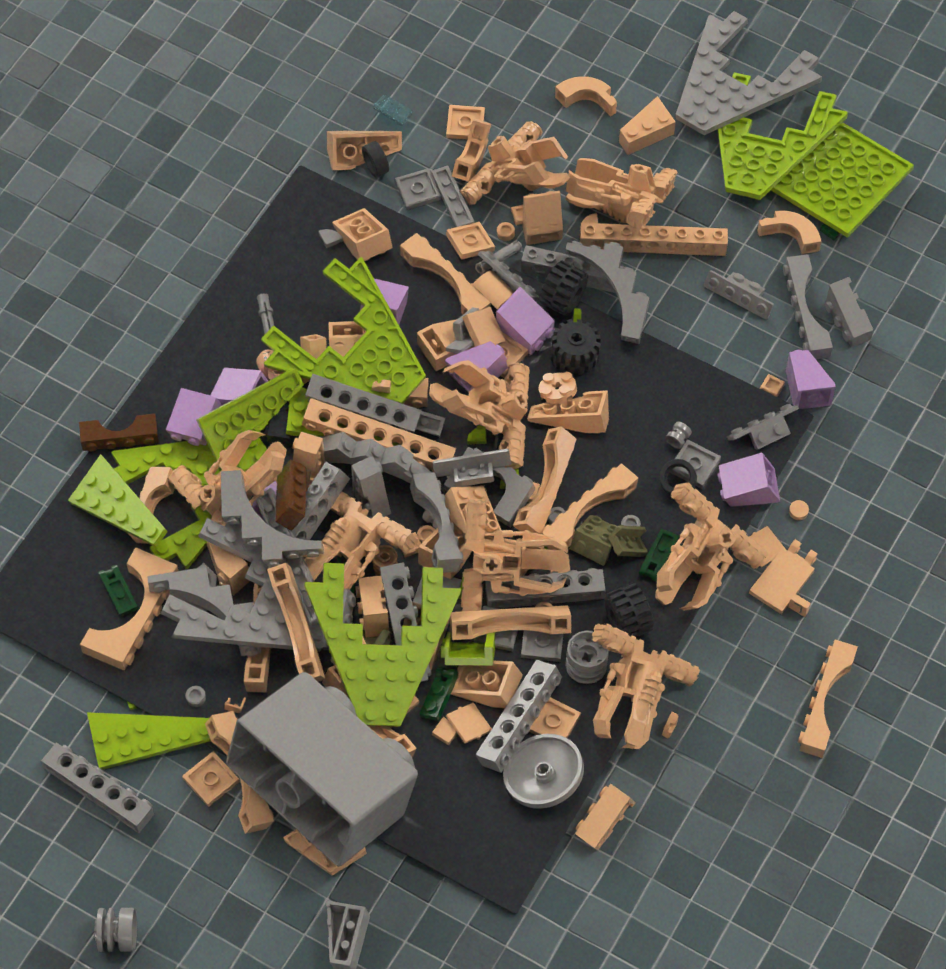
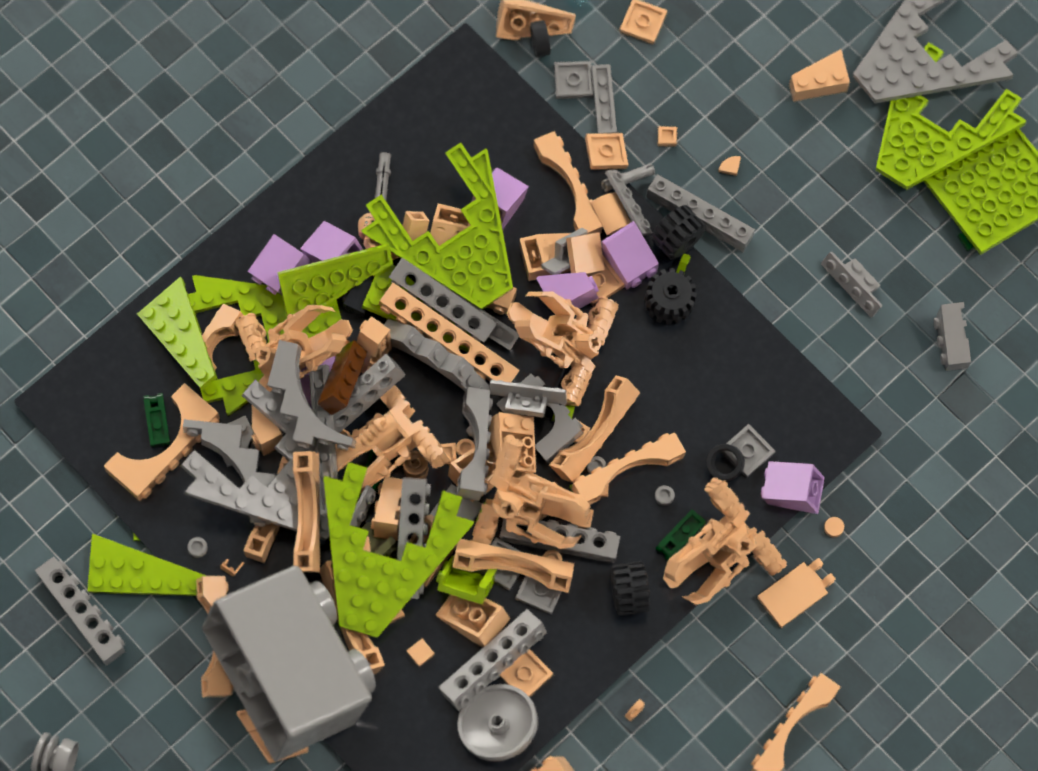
camera: 15 degrees right, 10 degrees up
(141, 431) = (228, 262): reddish brown arch -> none
(210, 778) = (186, 632): light nougat tile -> none
(330, 237) = (470, 109): light grey tile -> none
(363, 234) = (502, 116): light nougat slope -> none
(369, 487) = (423, 388): light grey wedge -> none
(384, 386) = (467, 288): light nougat tile -> none
(439, 693) = (425, 614): dark green plate -> none
(469, 723) = (444, 651): light nougat piece -> none
(473, 153) = (639, 58): light nougat arch -> none
(477, 436) = (545, 362): lime tile -> none
(505, 231) = (645, 150): light nougat tile -> none
(518, 162) = (677, 84): light nougat piece -> none
(542, 217) = (683, 149): light nougat slope -> none
(566, 385) = (639, 324): light nougat plate -> none
(579, 414) = (653, 367): light nougat wedge -> none
(585, 658) = (580, 611): light grey wheel -> none
(586, 89) = (773, 18): light nougat arch -> none
(592, 539) = (626, 500): olive bracket -> none
(617, 193) = (772, 149): light nougat piece -> none
(623, 280) = (740, 271): light grey arch -> none
(627, 541) = (654, 514): olive bracket -> none
(638, 678) = (614, 660): light nougat piece -> none
(657, 239) = (786, 201): light nougat brick -> none
(678, 435) = (741, 416): light grey wheel -> none
(767, 429) = (829, 436): light grey bracket -> none
(769, 542) = (791, 551): light nougat piece -> none
(772, 385) = (852, 389): light nougat tile -> none
(795, 226) = (934, 228): light nougat arch -> none
(799, 605) = (800, 625): light nougat tile -> none
(808, 381) = (887, 398): lavender slope -> none
(815, 337) = (912, 354): light grey arch -> none

